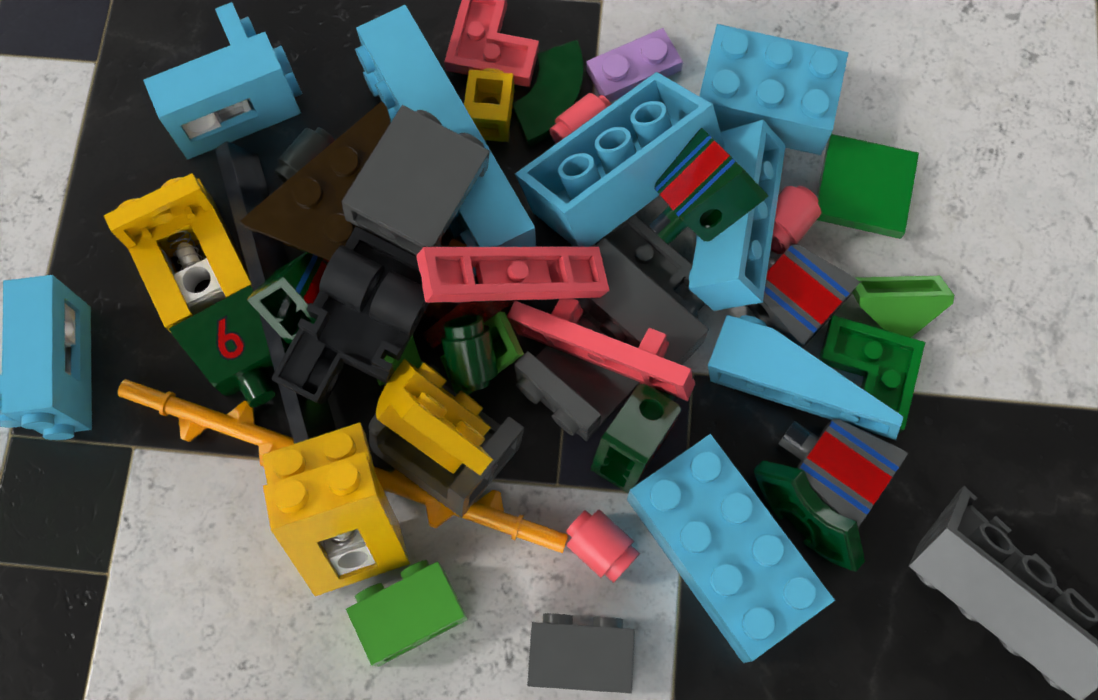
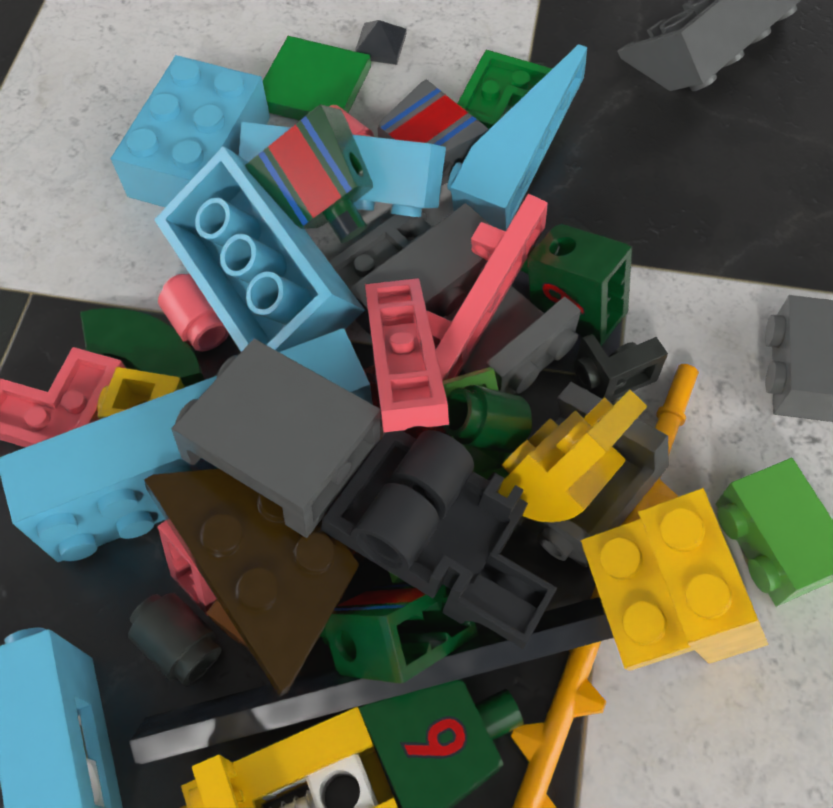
camera: 85 degrees left, 10 degrees down
(557, 486) = (624, 370): none -> pearl dark grey bracket
(601, 544) = (694, 328): coral brick -> none
(632, 63) = (127, 263): lavender plate -> none
(728, 549) = (699, 215): medium azure brick -> none
(825, 530) = (649, 156): dark green tile -> none
(844, 465) = (611, 125): torso -> none
(903, 302) = (440, 60): bright green slope -> none
(932, 244) = (381, 41): none -> black slope

